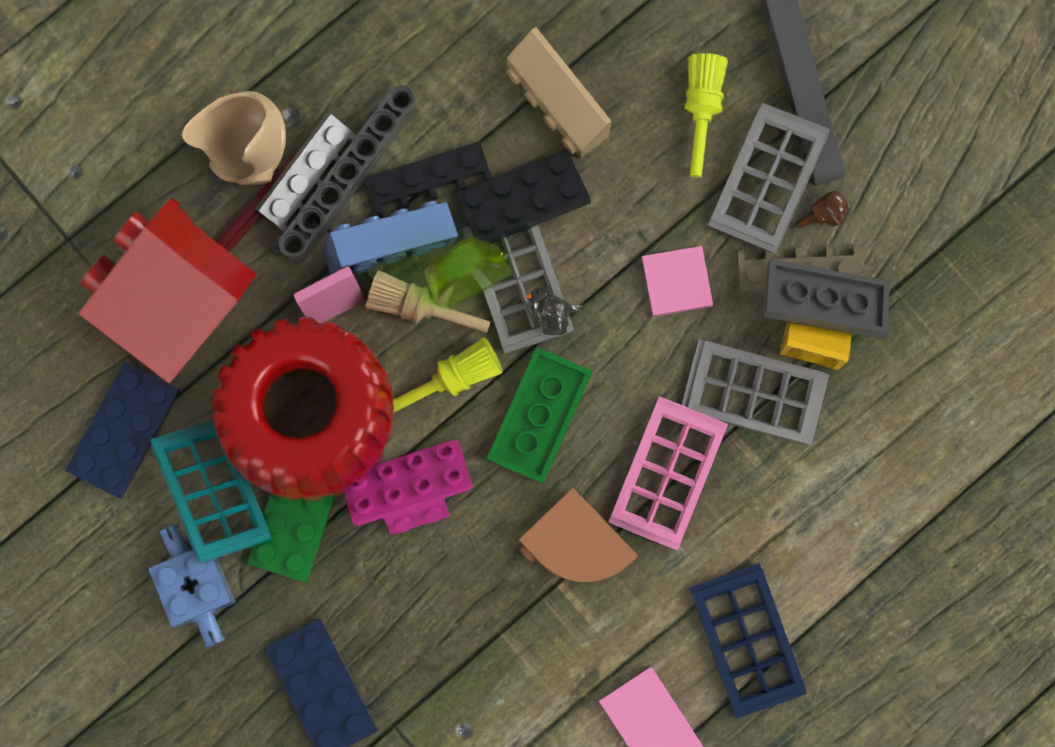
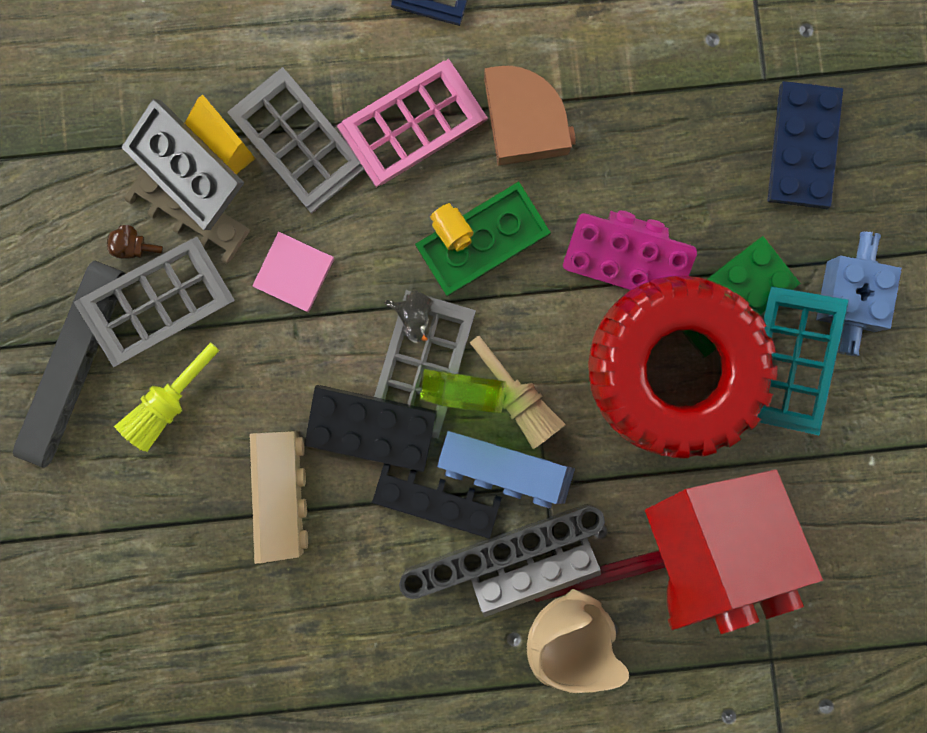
camera: 145 degrees left, 5 degrees up
(122, 430) = (834, 461): dark blue plate -> none
(330, 296) = (590, 453): bright pink tile -> none
(456, 373) = (526, 317): neon yellow piece -> none
(570, 401) = (451, 227): none -> yellow brick

